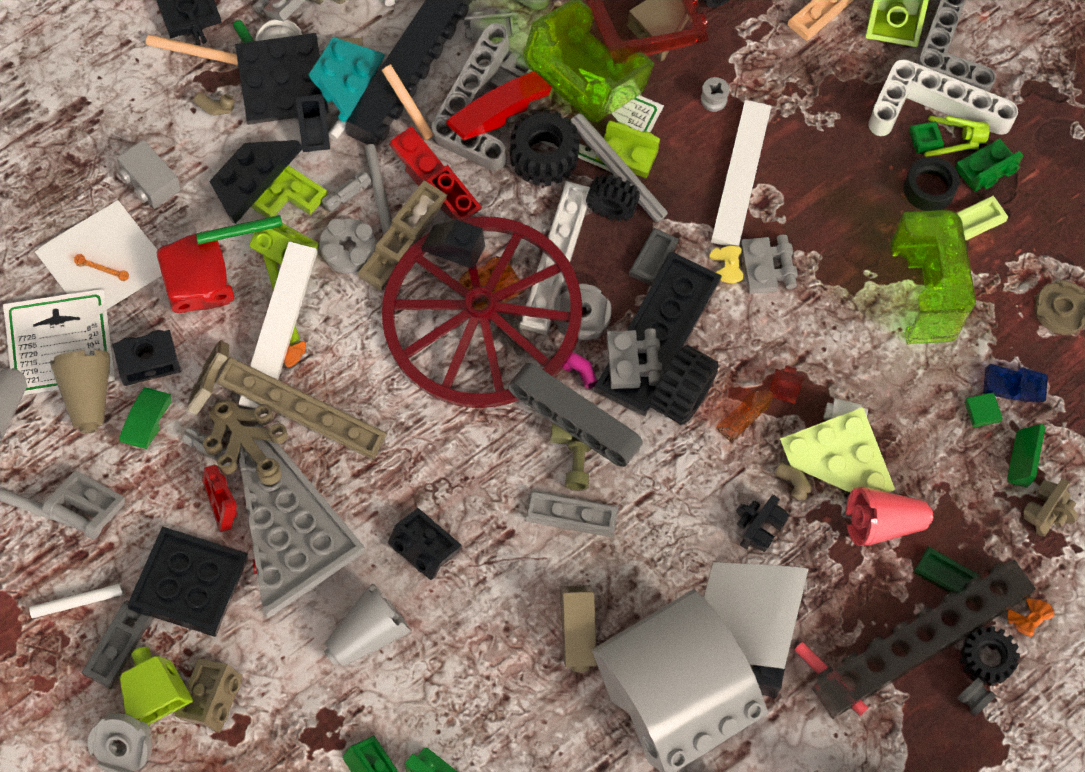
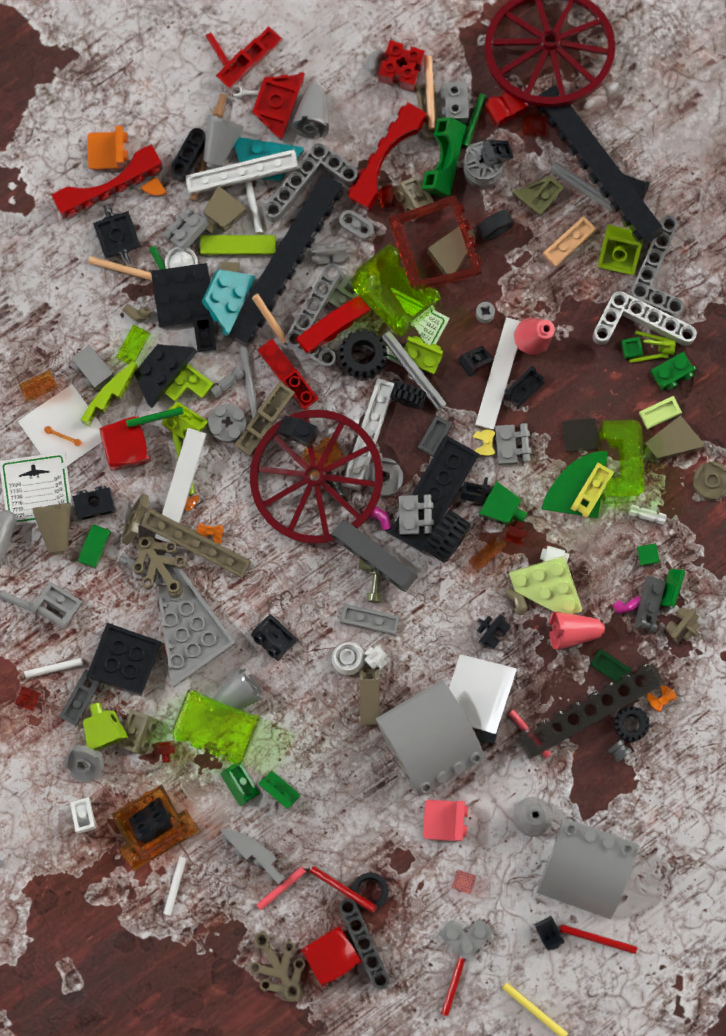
camera: 10 degrees right, 15 degrees up
(32, 648) = (27, 698): none -> clear red tile
(67, 198) = (38, 385): none -> clear orange hips
(175, 203) = (113, 389): none -> lime slope
(208, 147) = (133, 345): none -> clear neon green tile
(220, 497) = (144, 607): red wing -> none
(253, 720) = (165, 749): none -> clear red tile
(332, 393) = (216, 532): none -> orange piece
(335, 675) = (215, 727): none -> clear neon green windscreen
(358, 18) = (237, 244): none -> lime tile
(541, 571) = (348, 658): none -> white hat
(584, 567) = (375, 657): none -> white gear
(703, 156) = (475, 360): none -> black slope
(717, 329) = (475, 492): none -> black bracket
(761, 346) = (502, 506): none -> green torso
(779, 187) = (524, 387): none -> black hinge
(790, 115) = (534, 335): none -> coral cone
(865, 251) = (580, 435): none -> clear smoke piece
(870, 321) = (570, 483): none -> green sticker
(891, 321) = (592, 489): none -> light yellow plate
(937, 167) = (630, 372): black tyre -> none
(964, 483) = (629, 606): none -> dark pink arm
(975, 354) = (647, 514): none -> white axle
(996, 478) = (650, 604): none -> dark grey plate
(1005, 253) = (673, 441): none -> dark tan slope
(1015, 385) = (672, 536): clear blue slope -> none

